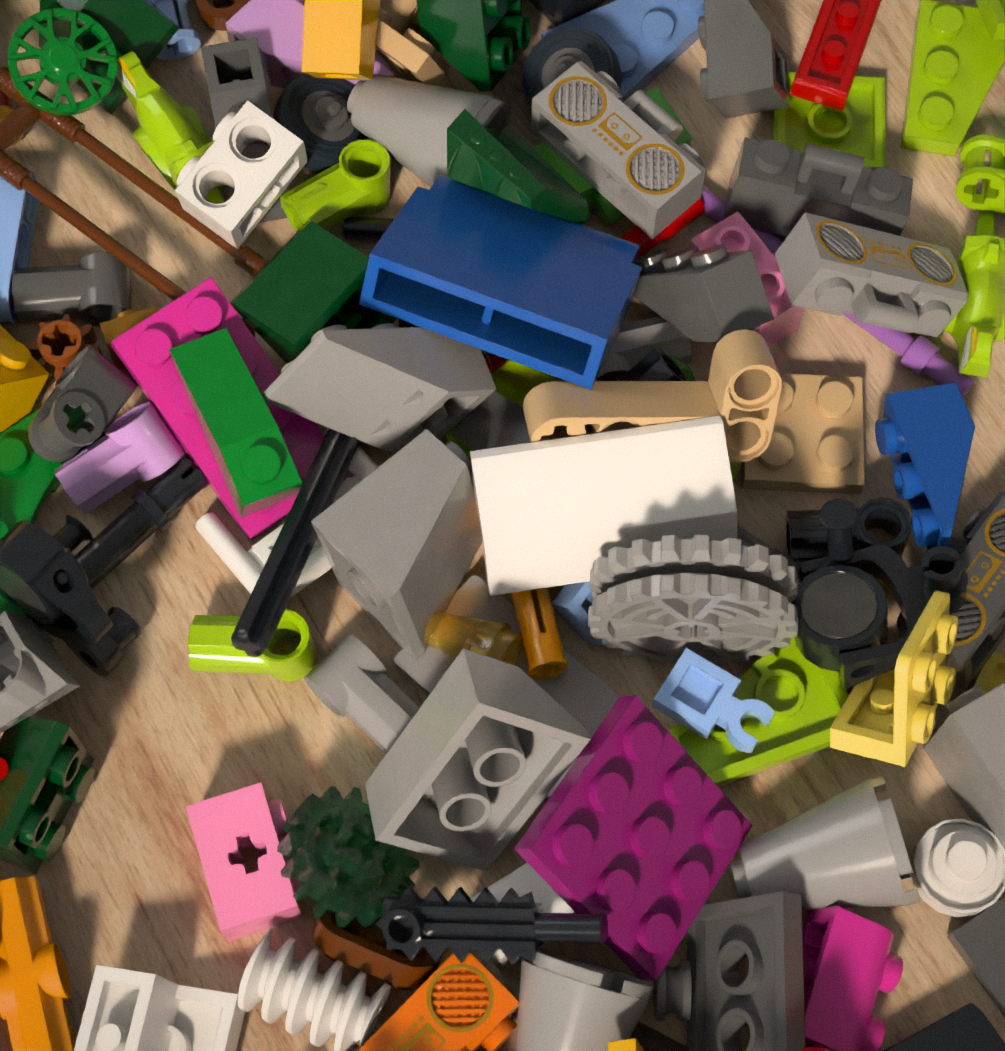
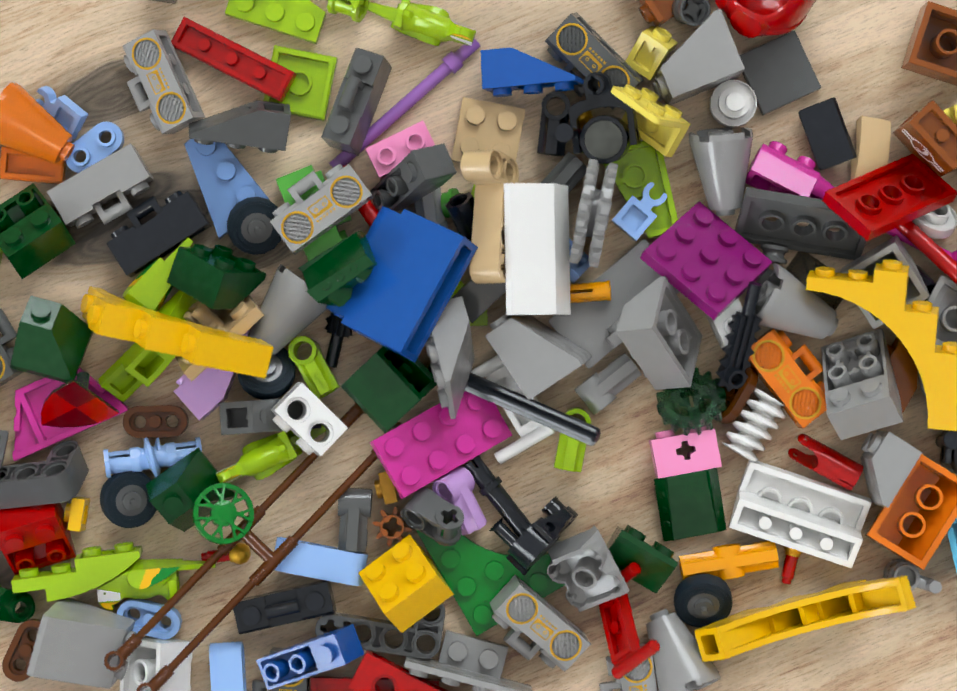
camera: 85 degrees left, 20 degrees up
(142, 889) = (690, 504): none -> dark green slope
(236, 423) = (460, 435): green slope -> none
(487, 637) = (591, 325): clear yellow cone -> none
(871, 275) = (413, 89): light grey piece -> none

